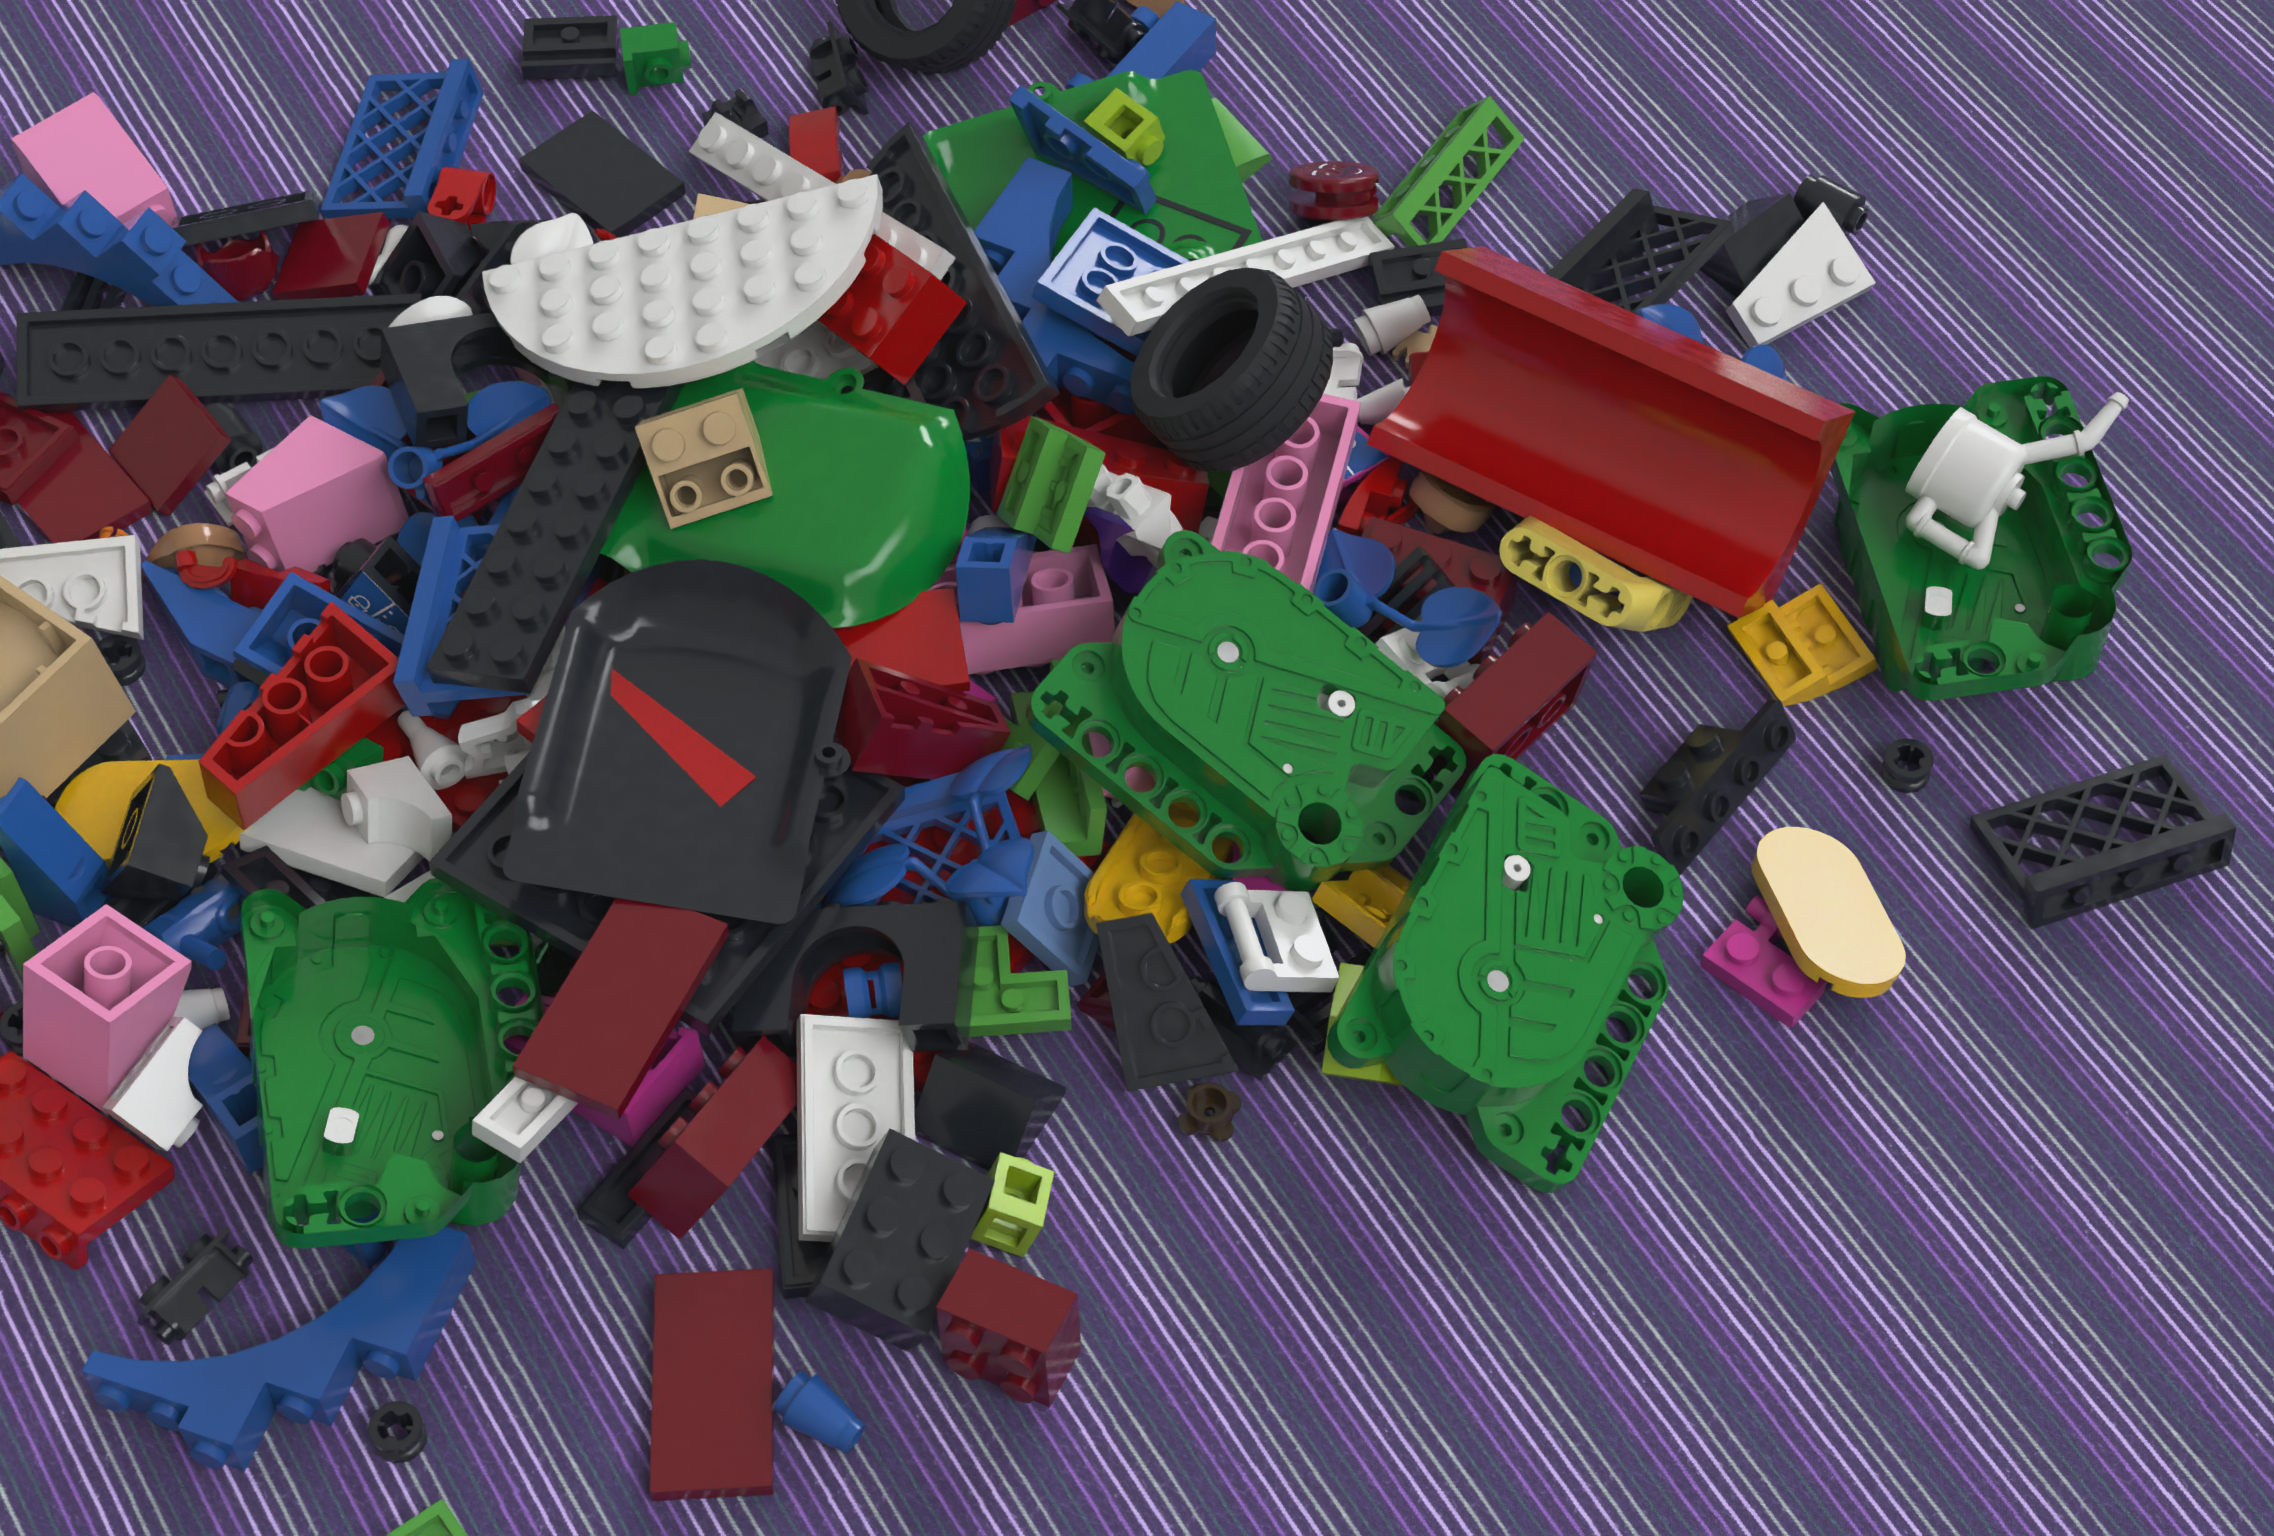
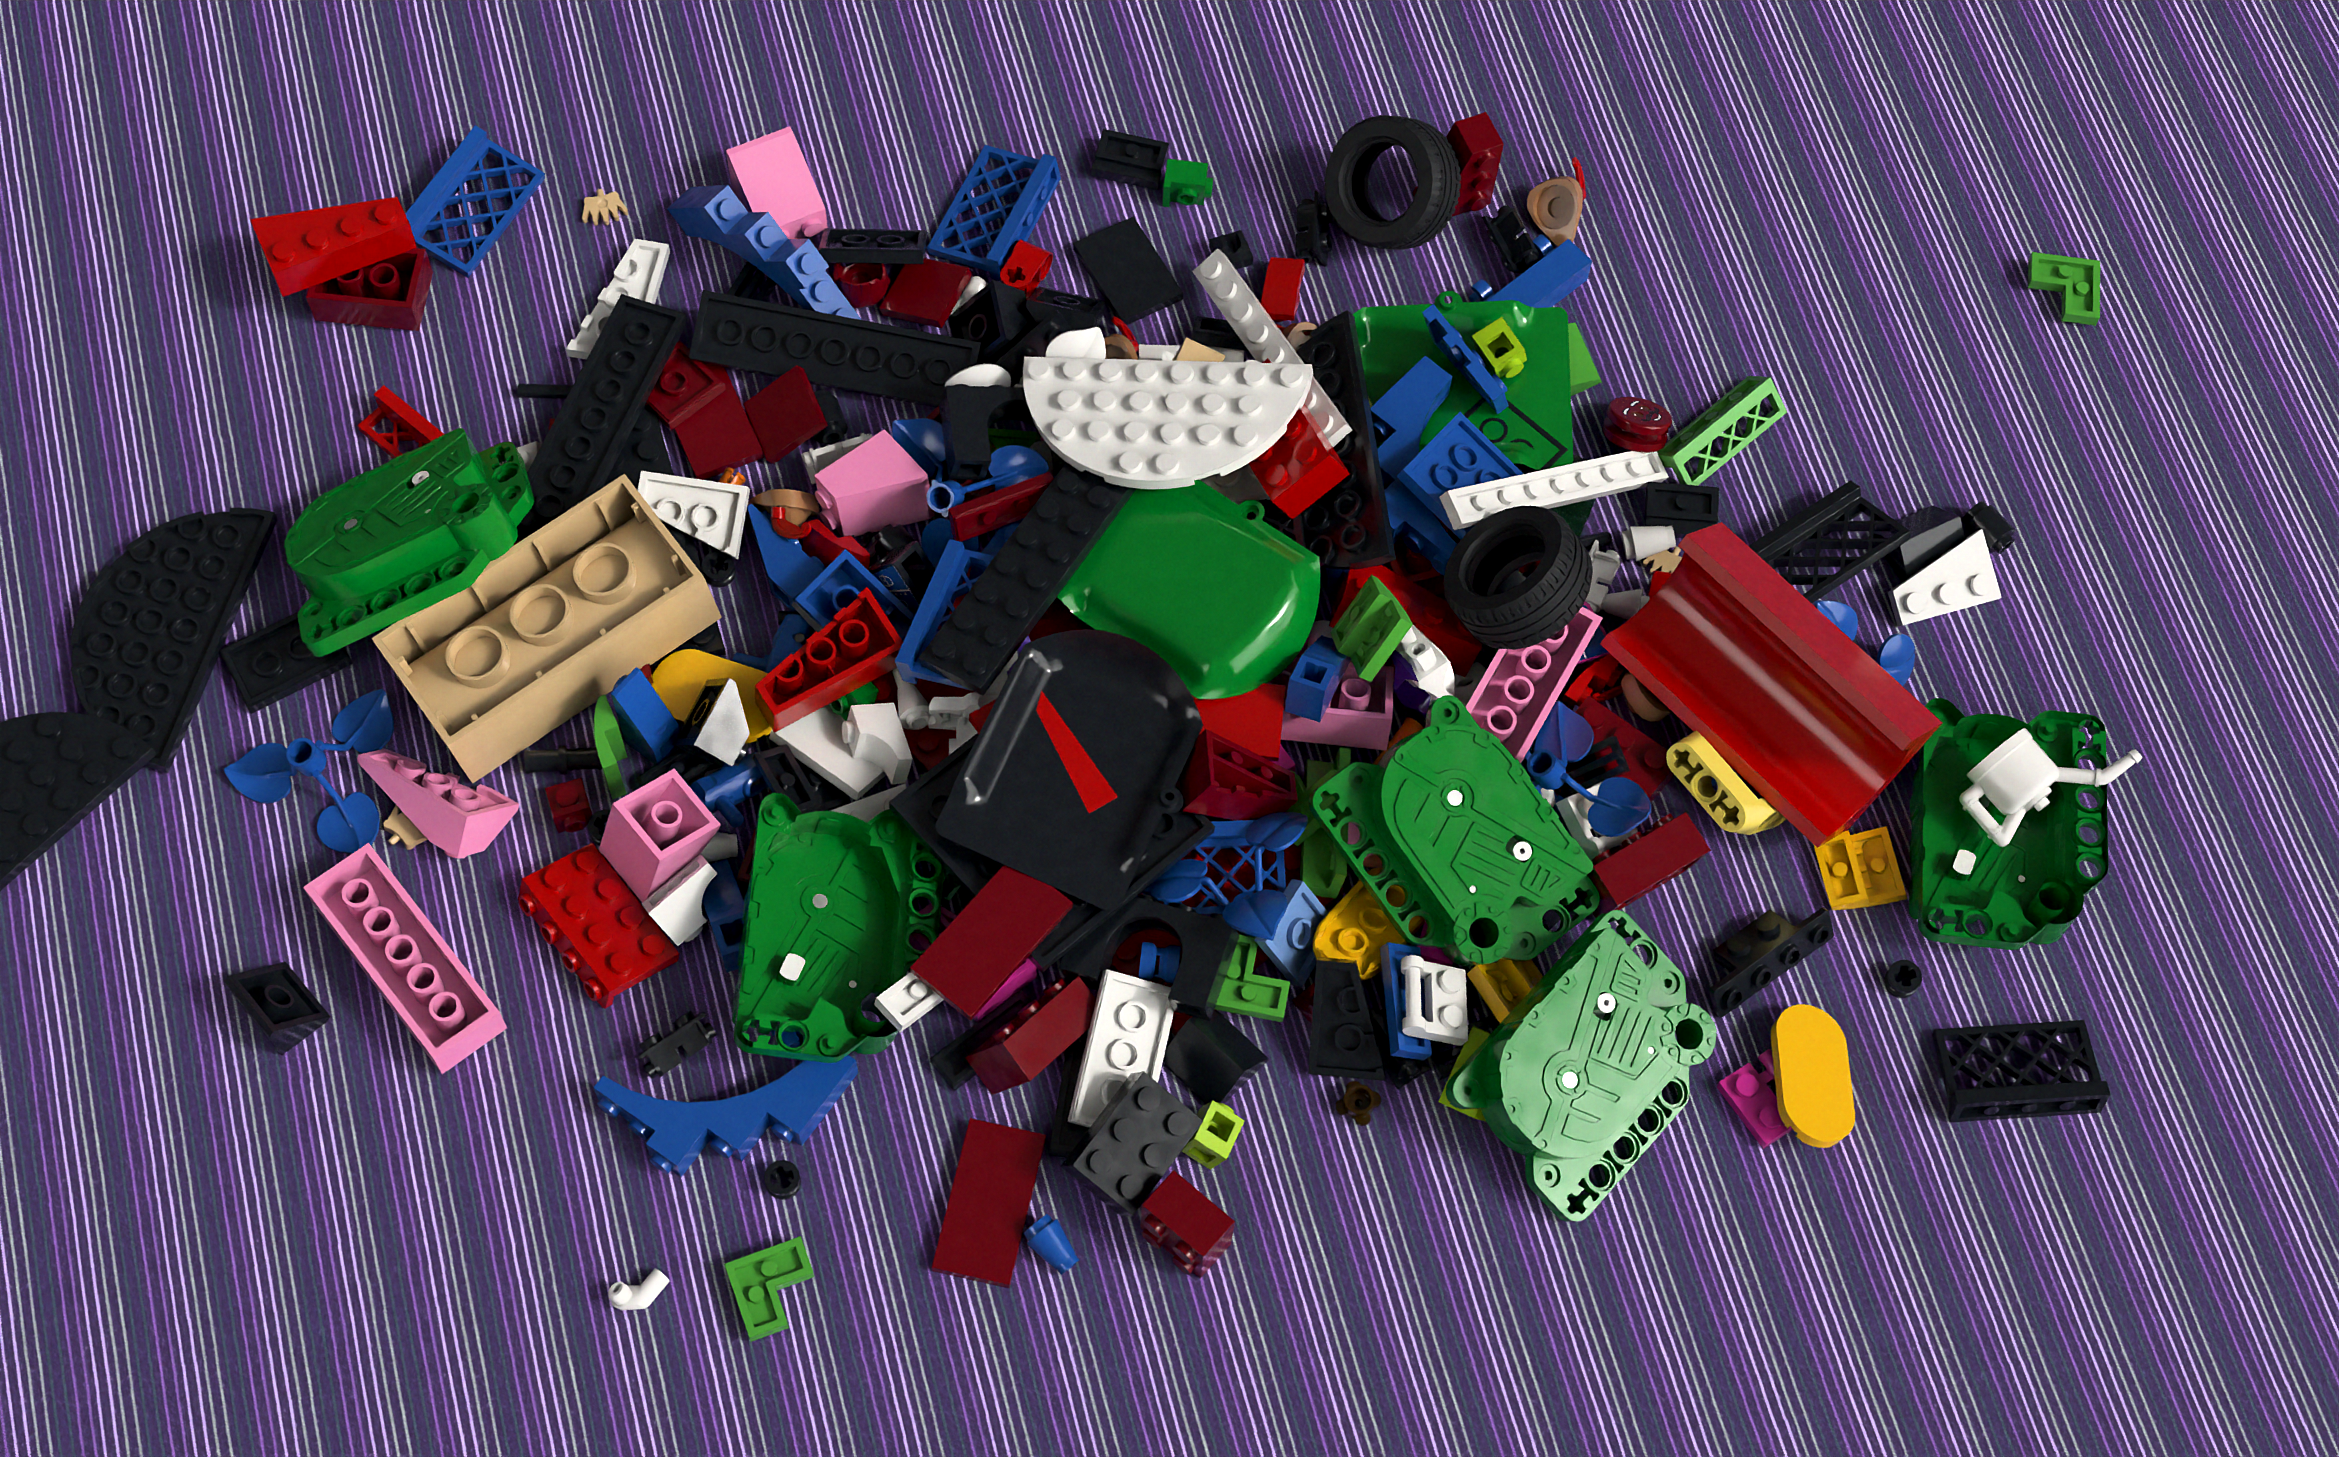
camera: 10 degrees right, 10 degrees up
(705, 458) = (1141, 548): tan slope -> none

